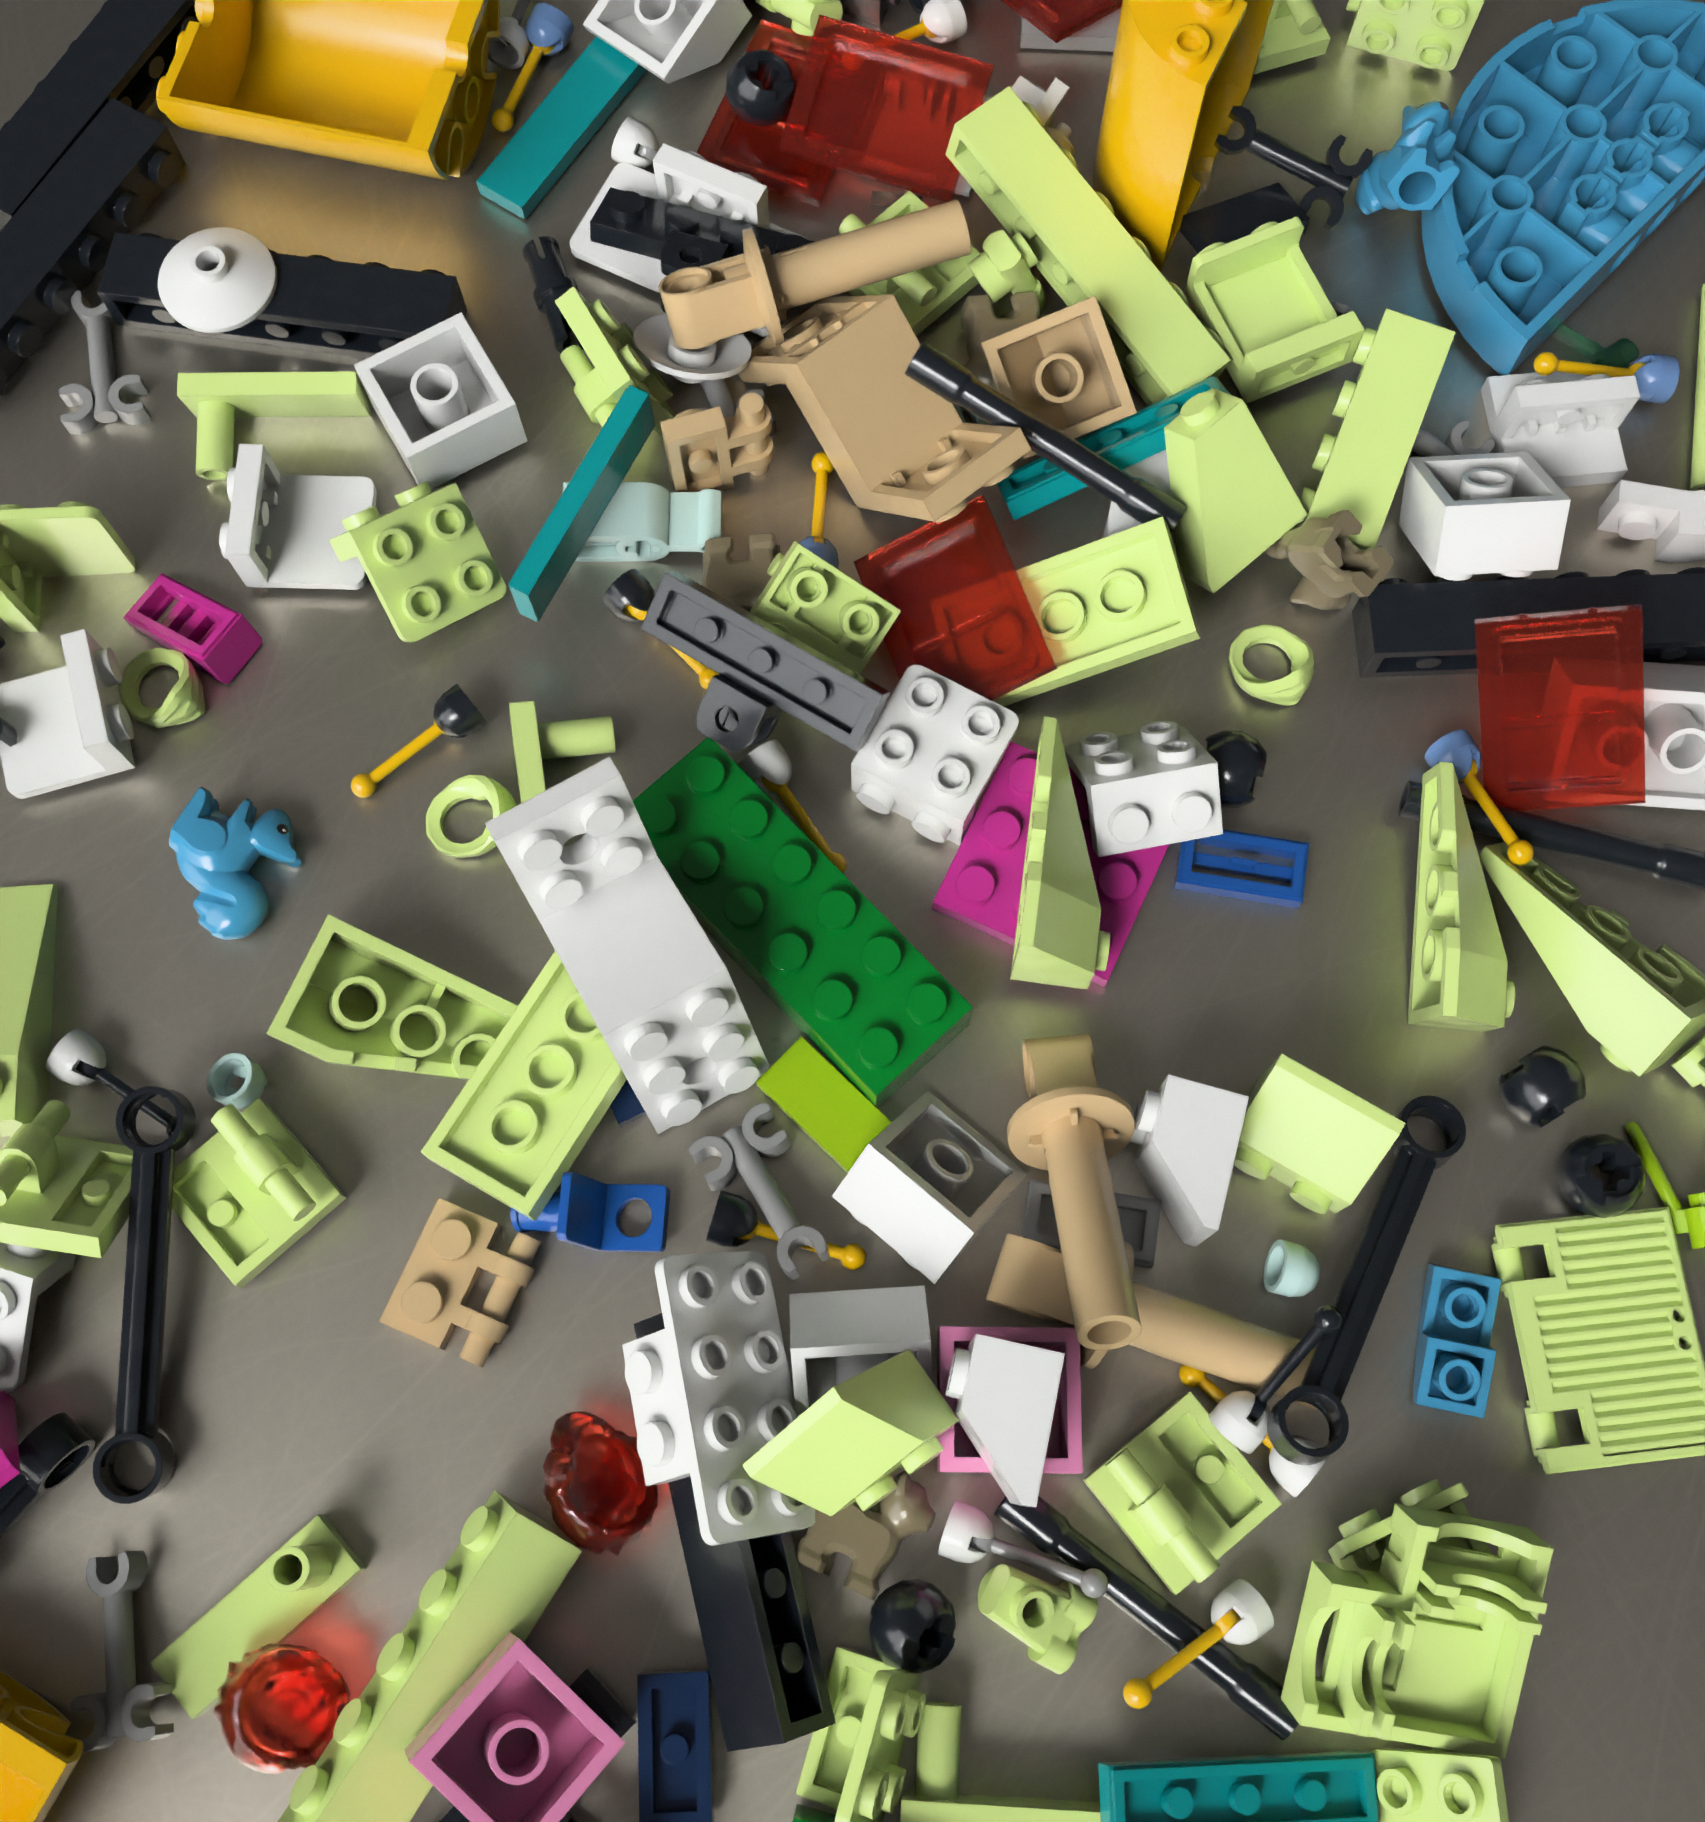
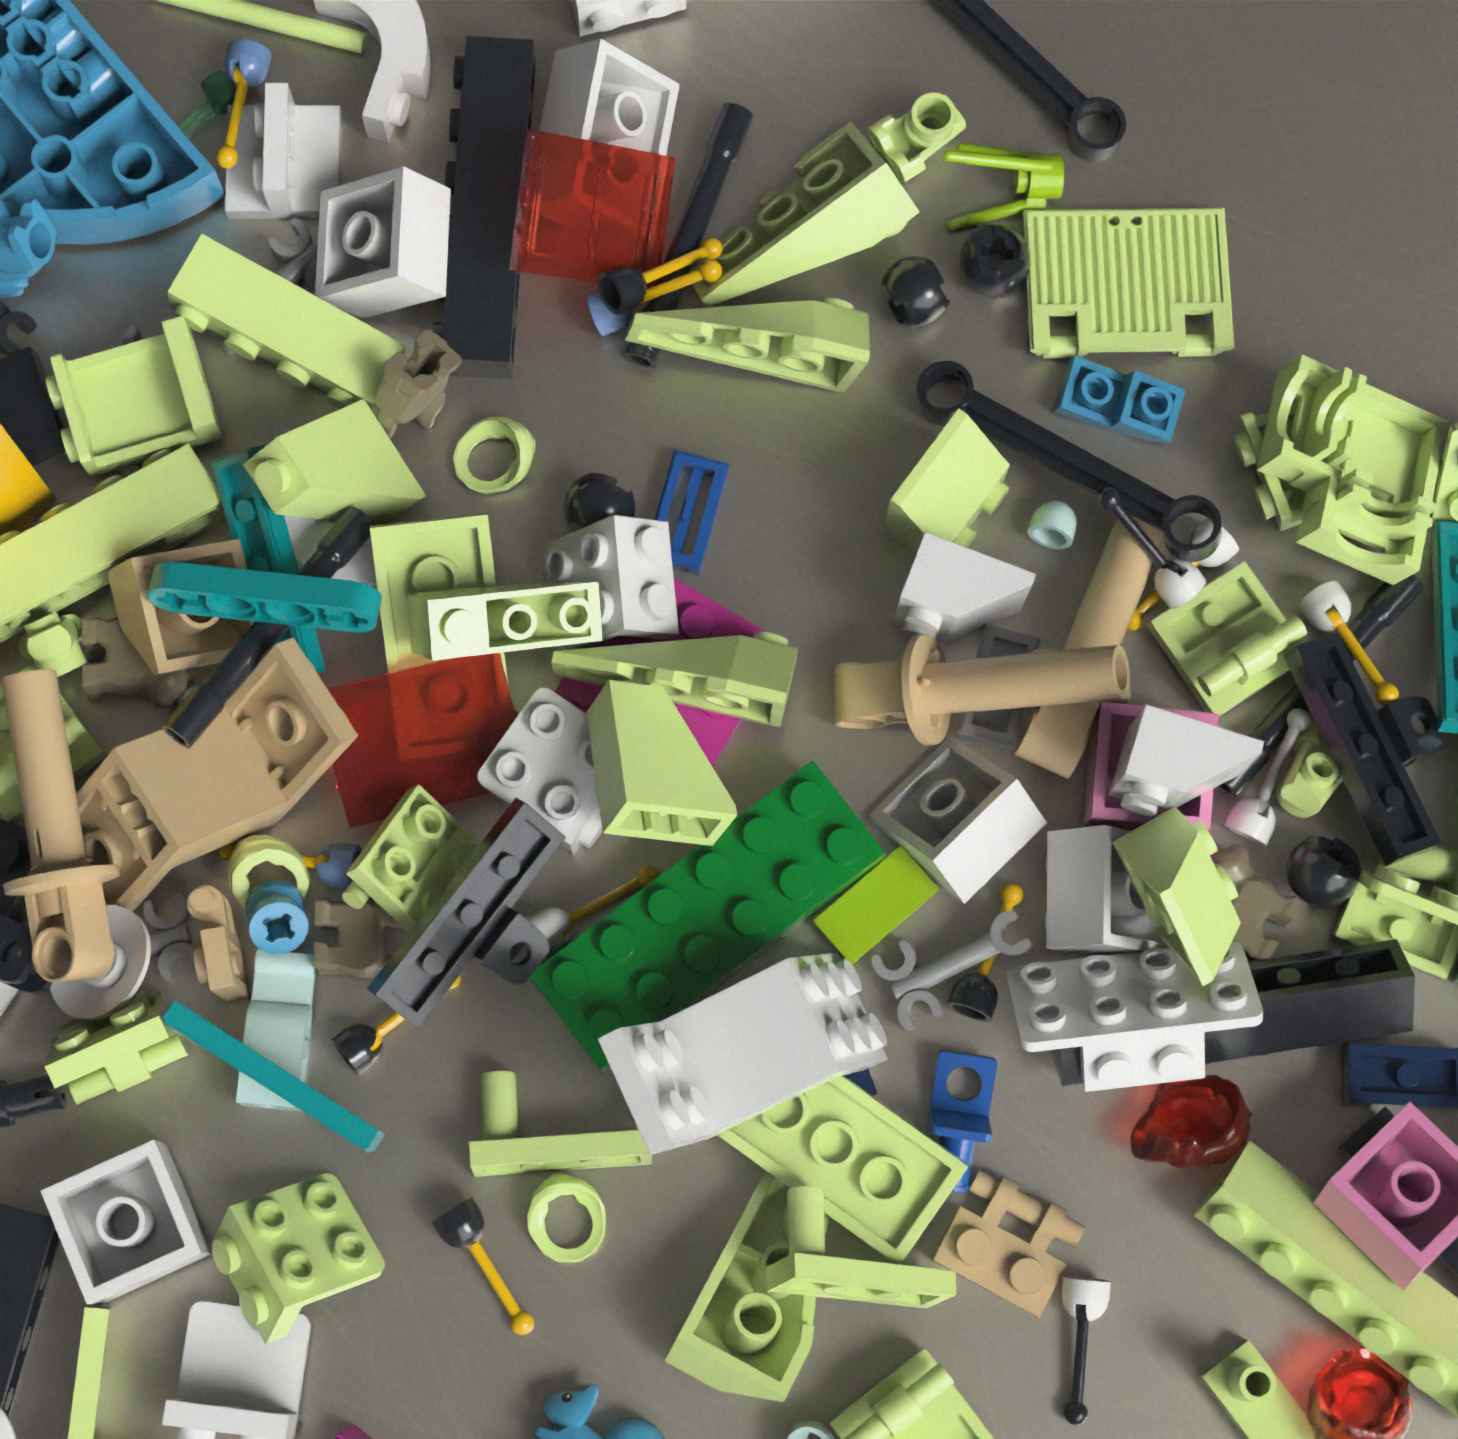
camera: 90 degrees left, 5 degrees up
(401, 1372) = (1085, 1301): none -> hinge
(404, 1048) = (813, 1274): none -> yellowish green piece
(768, 496) = (273, 902): none -> dark azure wheel
(820, 493) = (257, 849): none -> yellowish green piece
(935, 826) = (652, 769): none -> yellowish green slope
(1069, 1674) = (1370, 745): none -> black plate
(1070, 418) = (264, 597): none -> teal beam
(1083, 660) = (503, 618): none -> yellowish green slope
(1484, 761) = (625, 286): none -> black hinge

